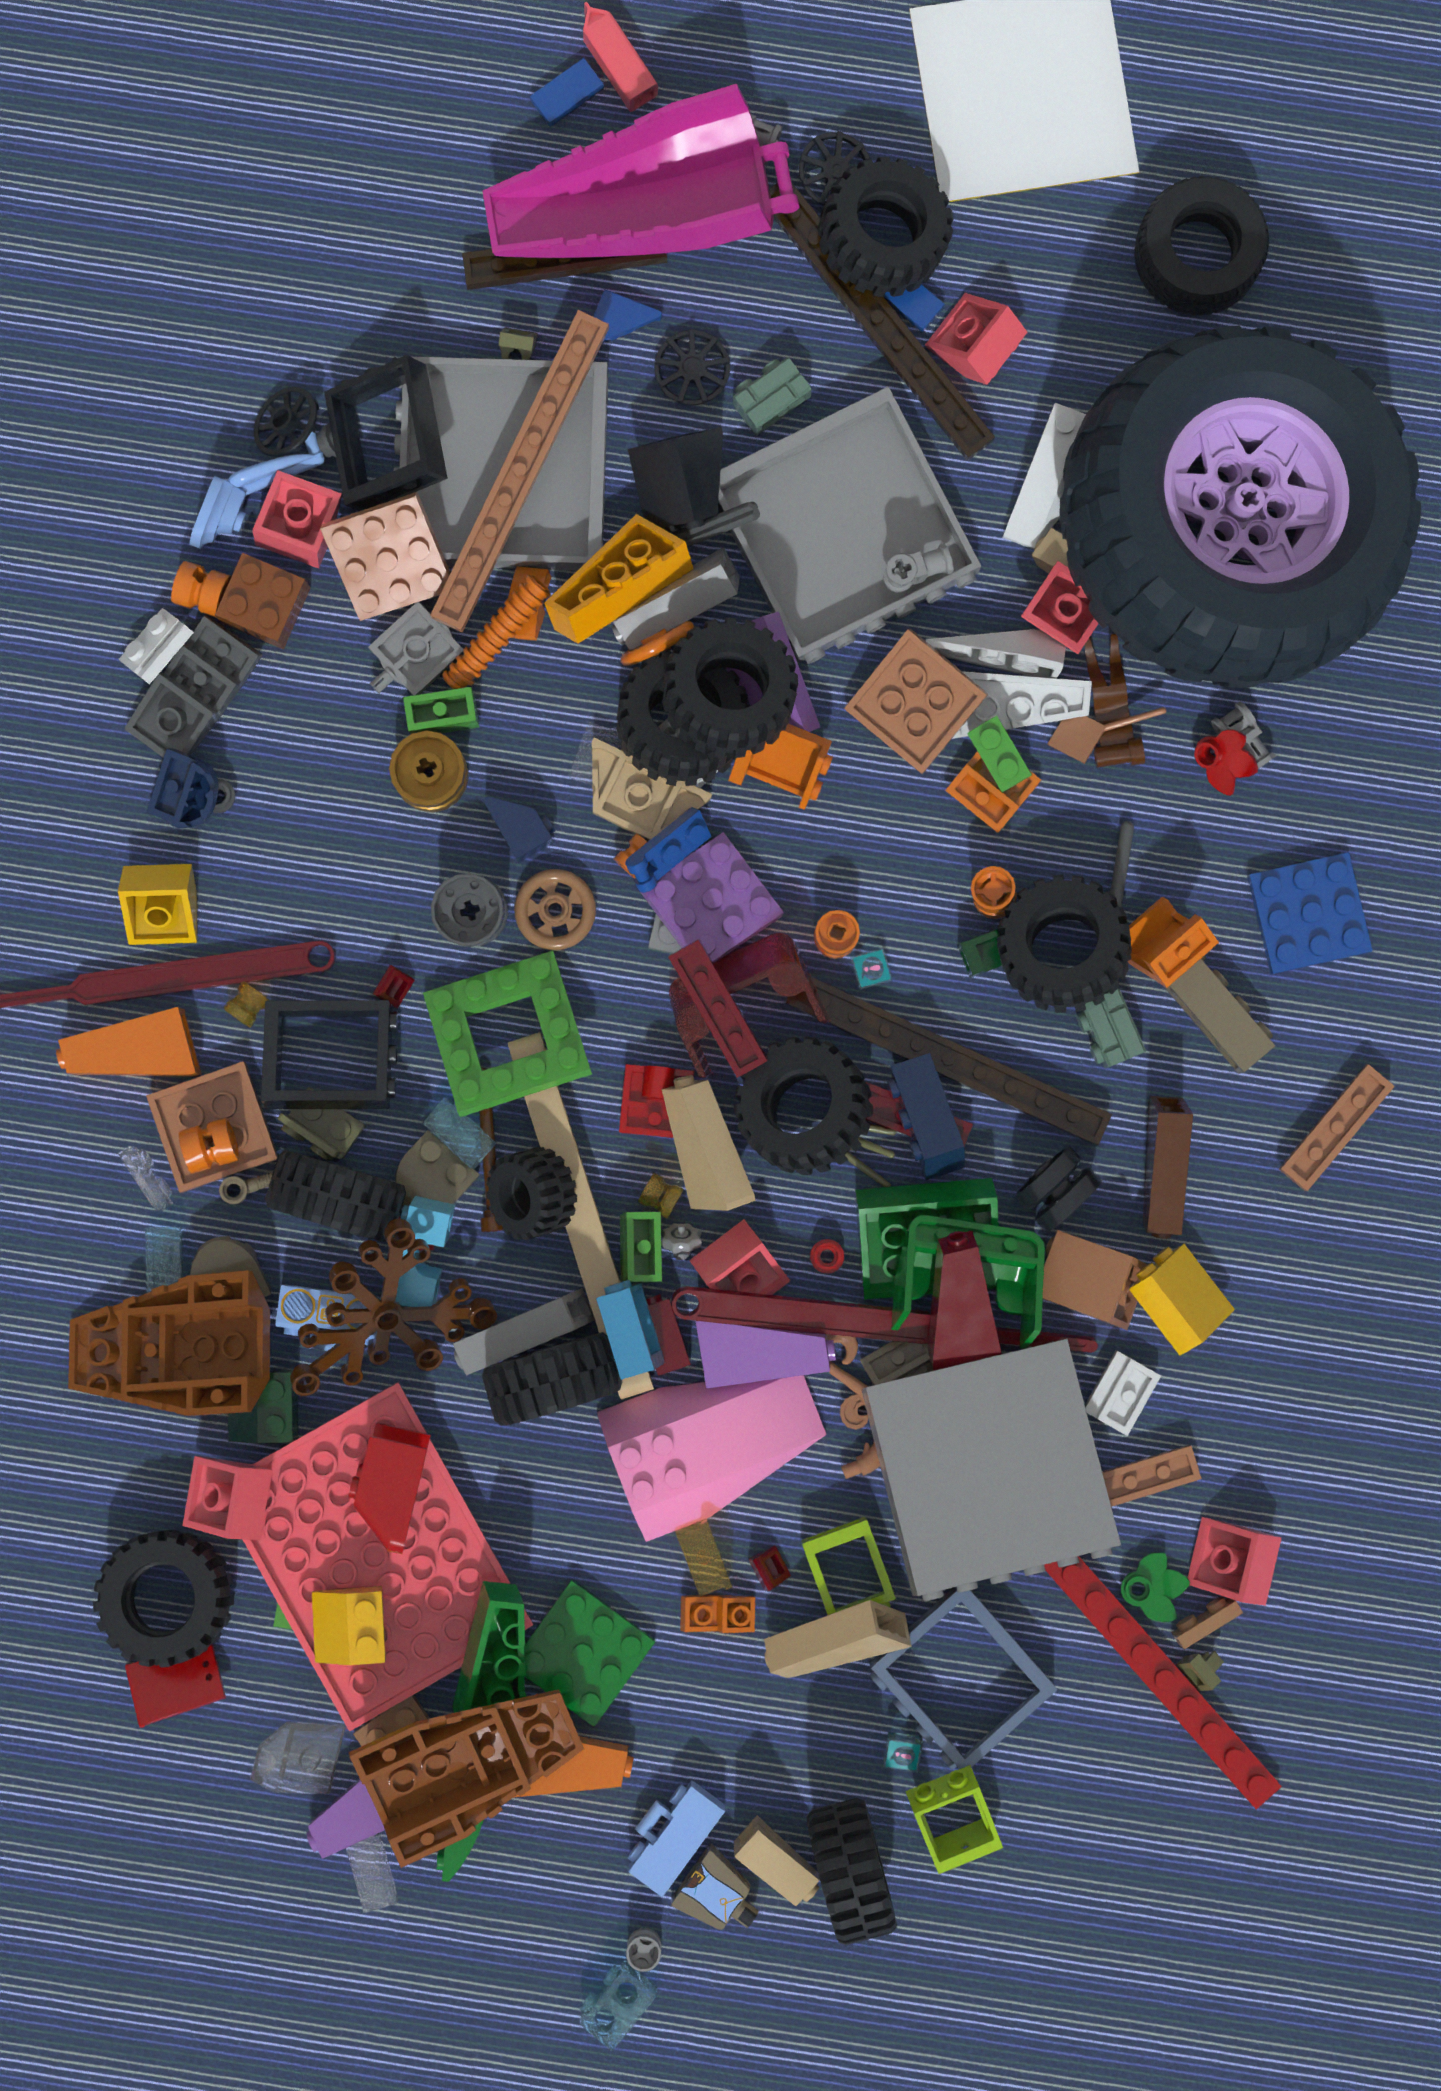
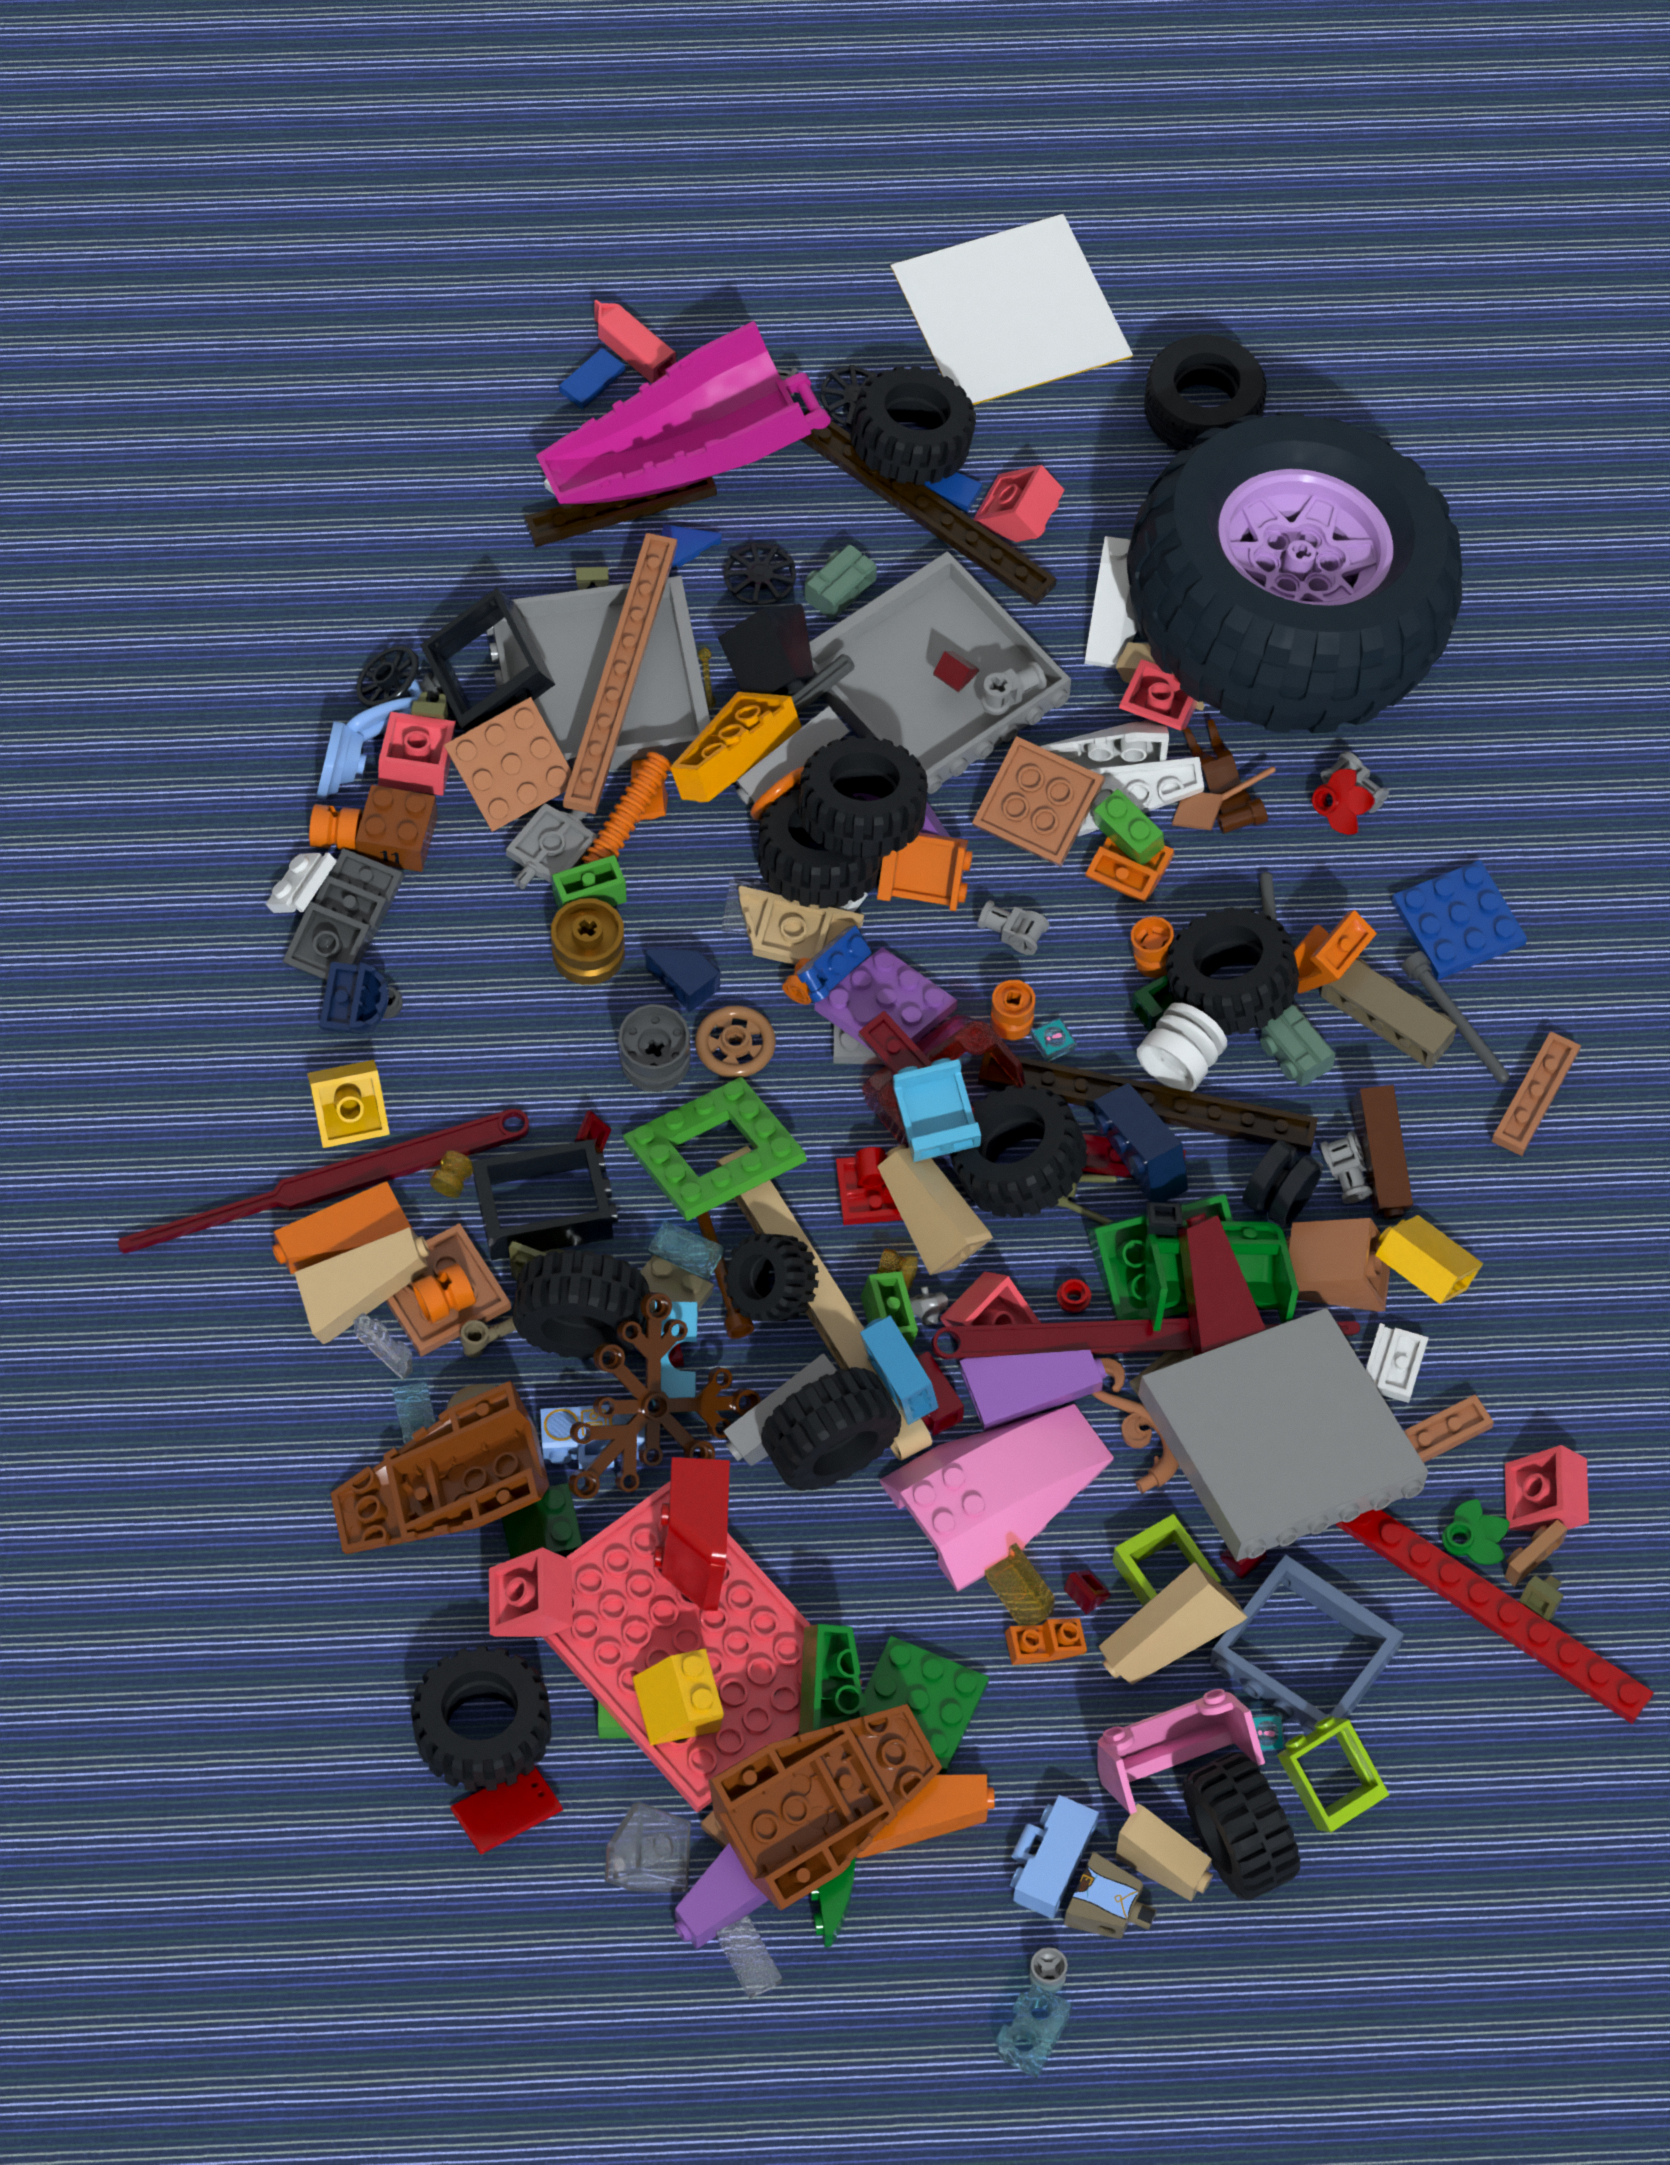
camera: 10 degrees left, 25 degrees down
(124, 1113) = (359, 1281): none -> tan slope
(327, 478) = (424, 708): none -> olive tile
(615, 453) = (704, 655): none -> clear yellow hinge
(726, 1061) = (935, 1109): none -> medium azure panel
(805, 1757) = (1172, 1739): none -> bright pink windscreen
(860, 836) = (1015, 926): none -> light grey connector
(864, 533) = (955, 670): none -> dark red slope
(928, 1217) = (1163, 1218): none -> black tile
(994, 1015) = (1182, 1047): none -> white wheel
(1127, 1172) = (1346, 1165): none -> light grey connector
(1256, 964) = (1418, 967): none -> dark grey piece

